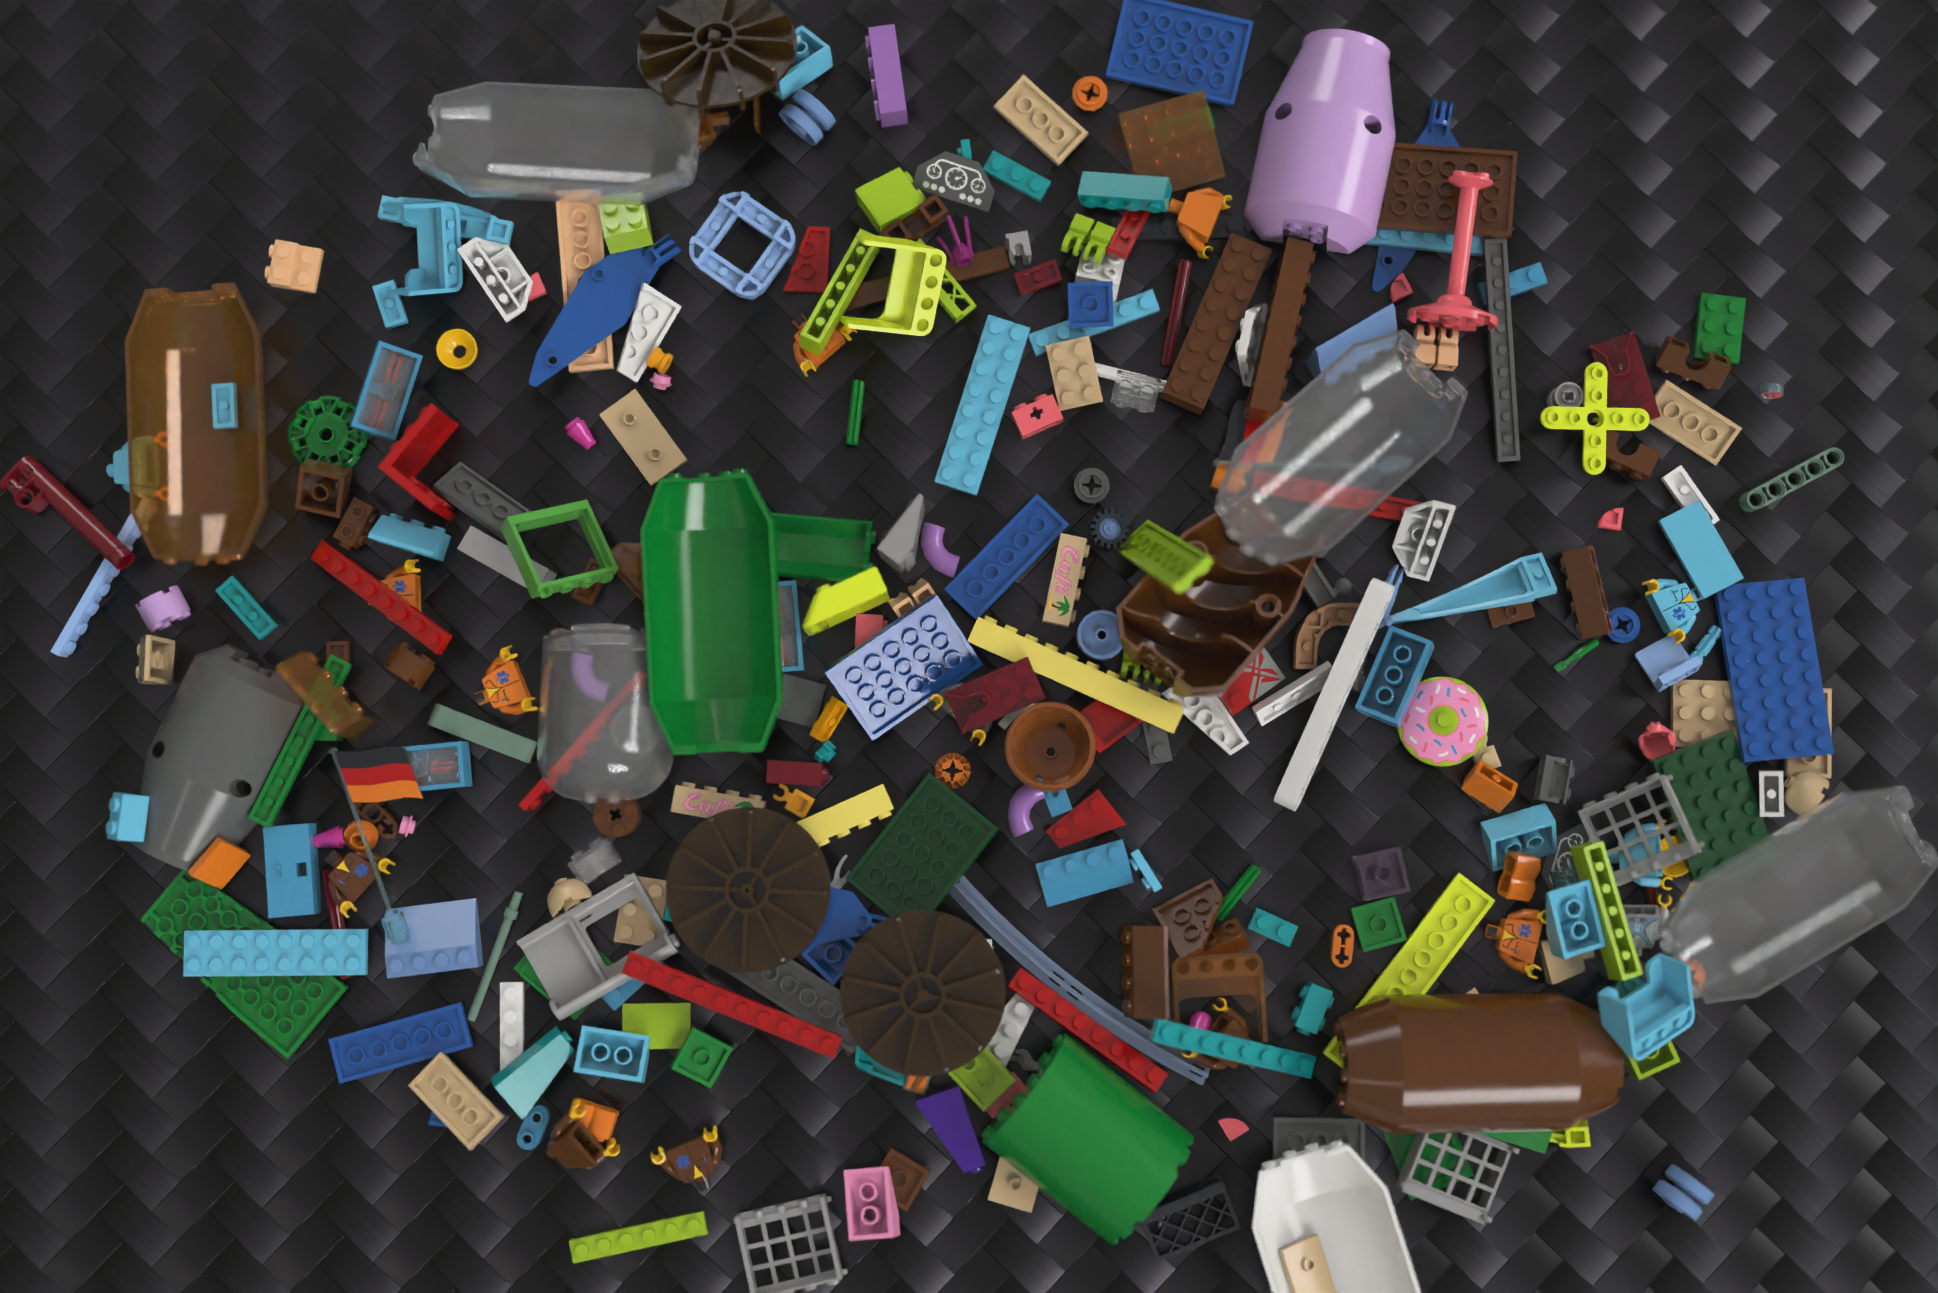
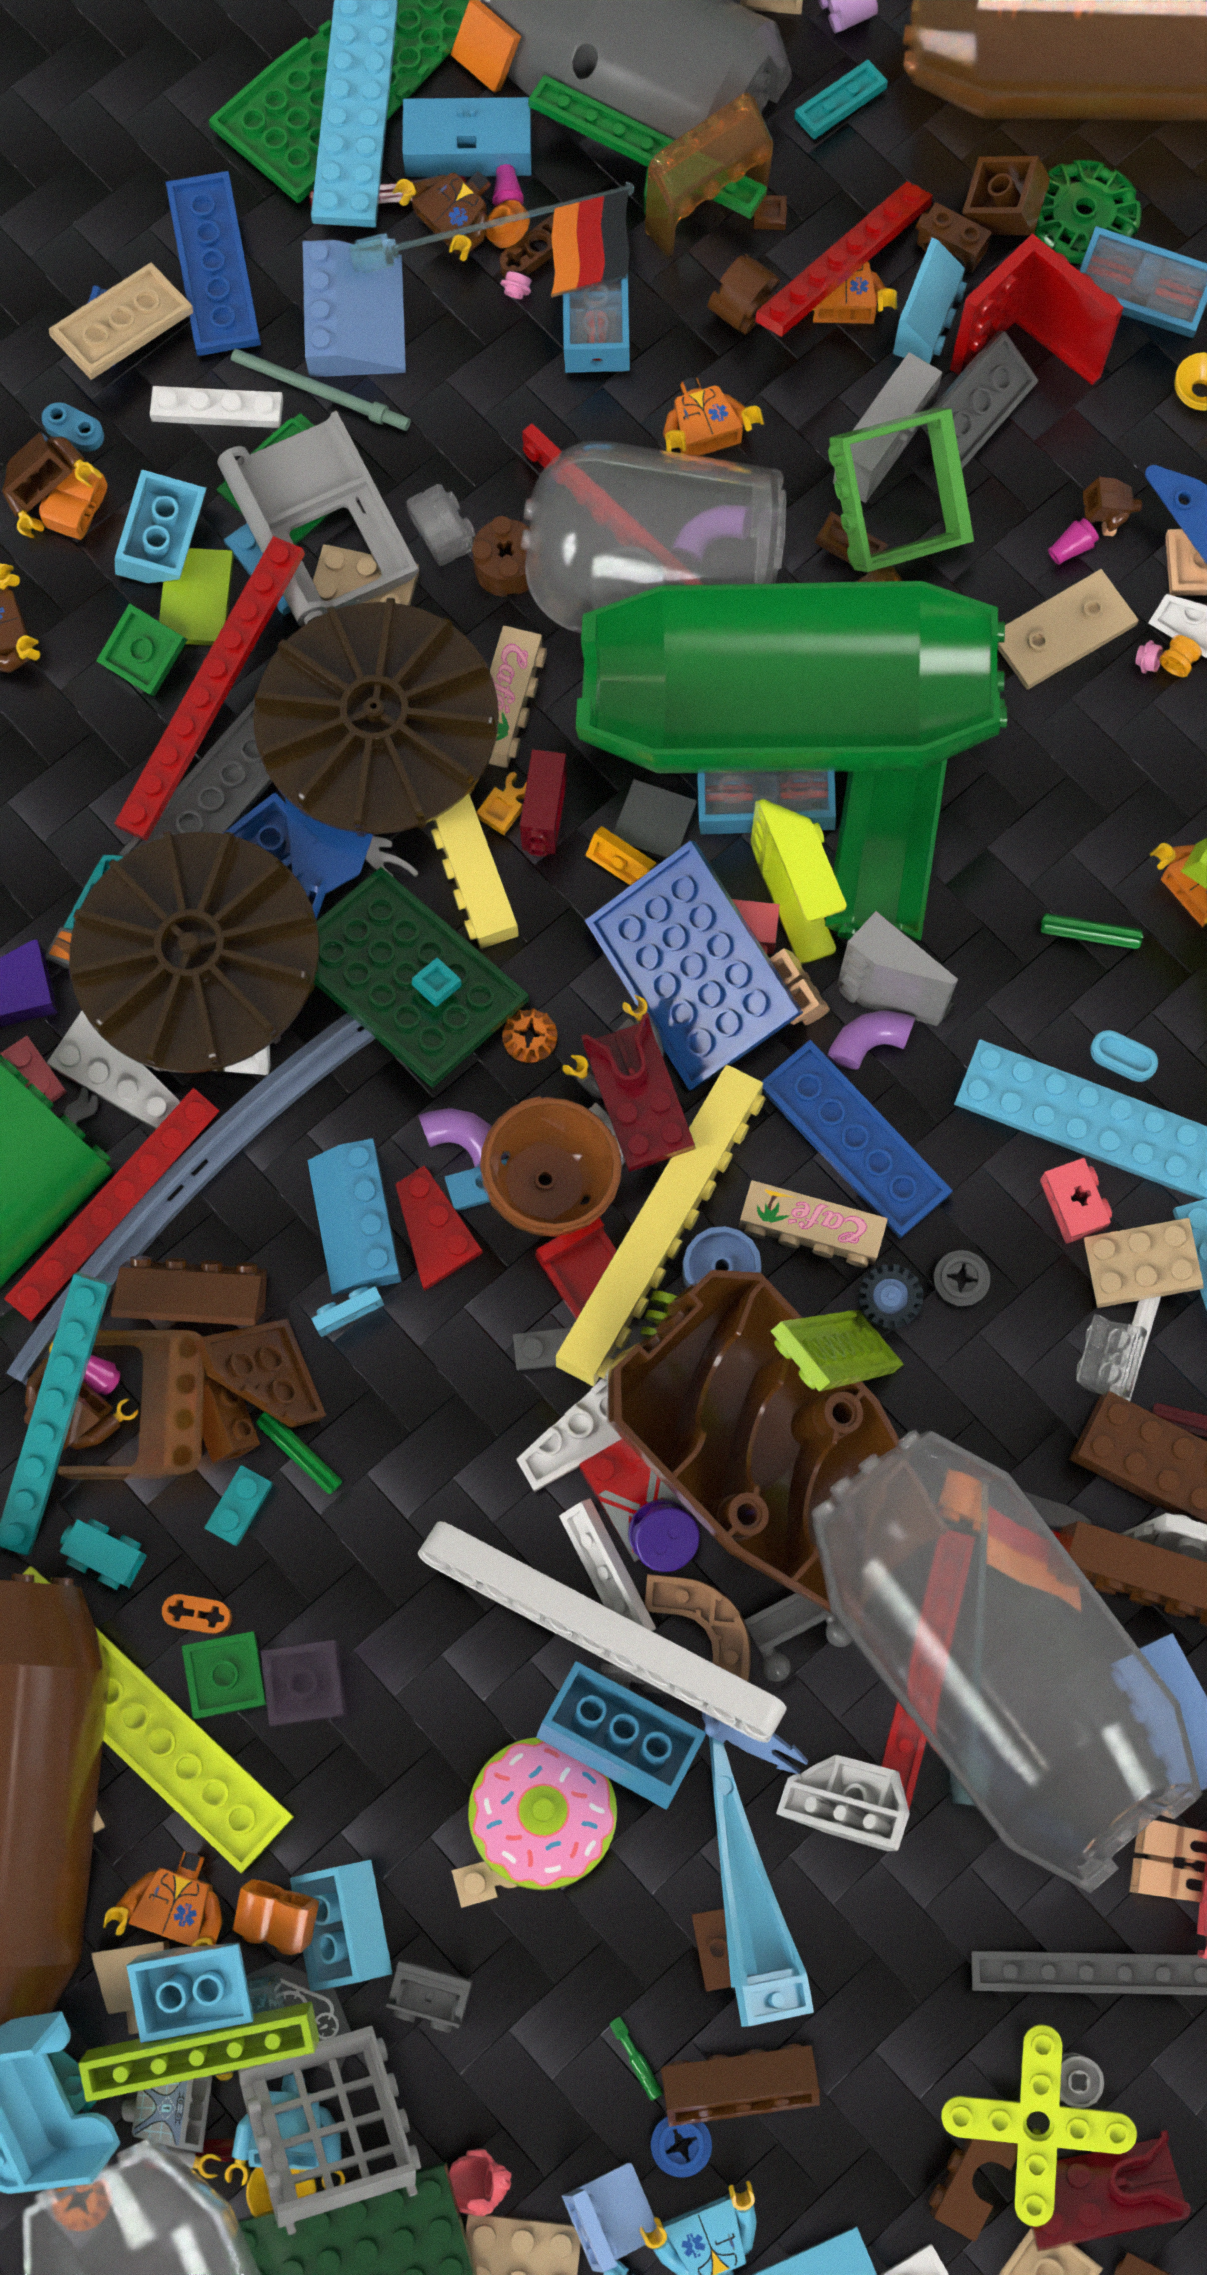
camera: 95 degrees right, 10 degrees down
(224, 405) = (1130, 77): medium azure plate -> none
(482, 733) = (642, 382): sand green beam -> none
(531, 1072) = (147, 420): slope -> none
(553, 410) = (1110, 503): none -> reddish brown piece
(567, 895) = (395, 480): tan cylinder -> none
(826, 752) = (572, 849): teal plate -> none
(929, 832) = (436, 982): none -> teal plate
(937, 389) = (1124, 1056): none -> medium azure tile
(983, 1079) = (59, 1041): lime tile -> none
(1272, 661) = (663, 1535): none -> dark purple head
(1489, 786) = (428, 1880): orange brick -> none
(1611, 520) = (863, 2146): coral tile -> none

